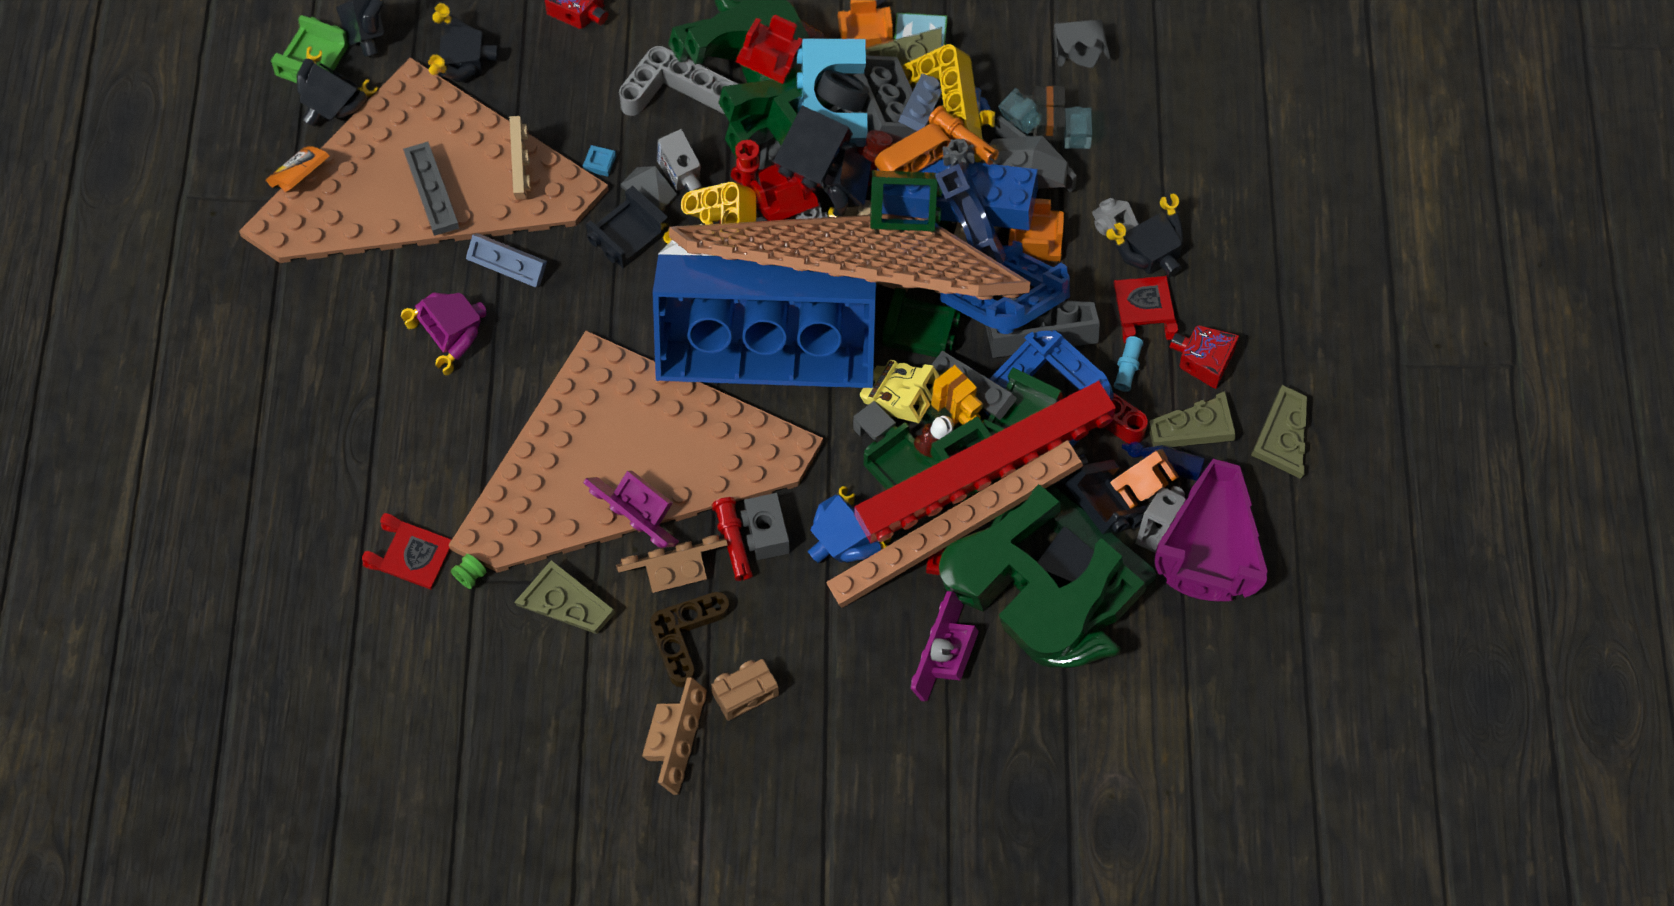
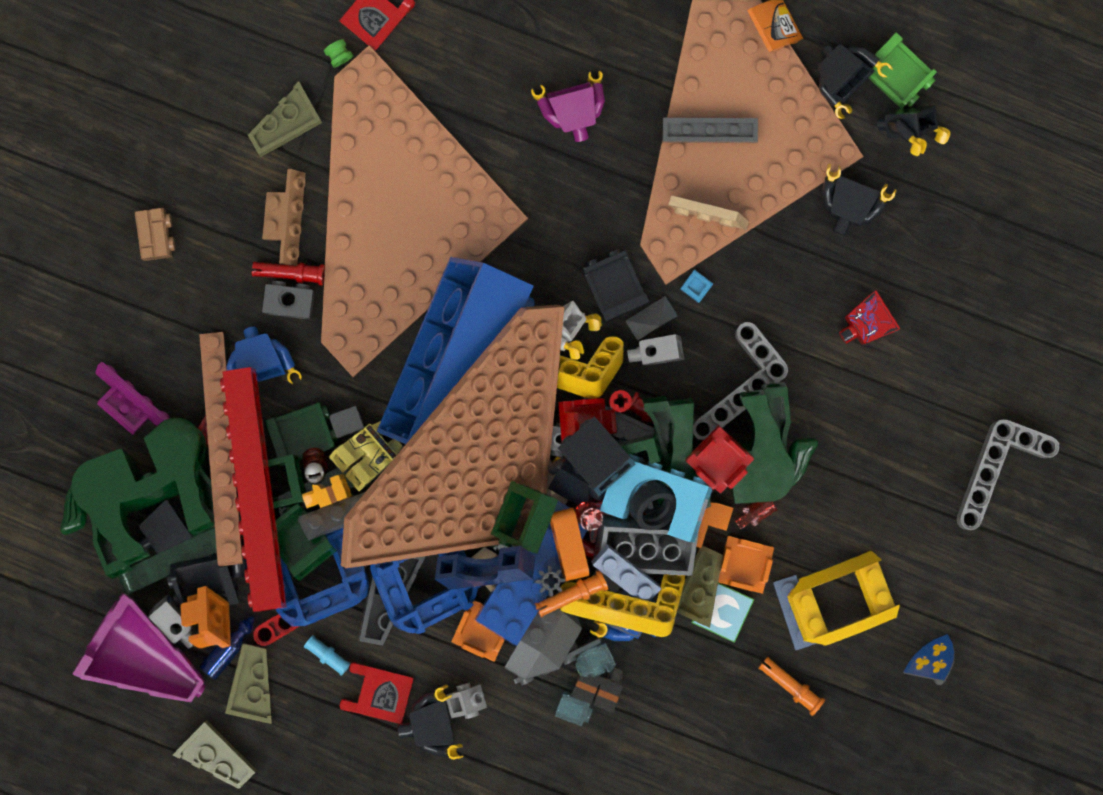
camera: 105 degrees right, 25 degrees up
(506, 260) = (620, 173): sand blue plate -> none
(637, 502) = (339, 201): magenta bracket -> none
(673, 735) = (138, 166): medium nougat bracket -> none
(677, 625) = (231, 204): dark brown beam -> none
(940, 650) = (122, 398): light grey hinge -> none
(1079, 42) = (660, 748): dark grey piece -> none
(1205, 353) = (311, 723): red torso -> none

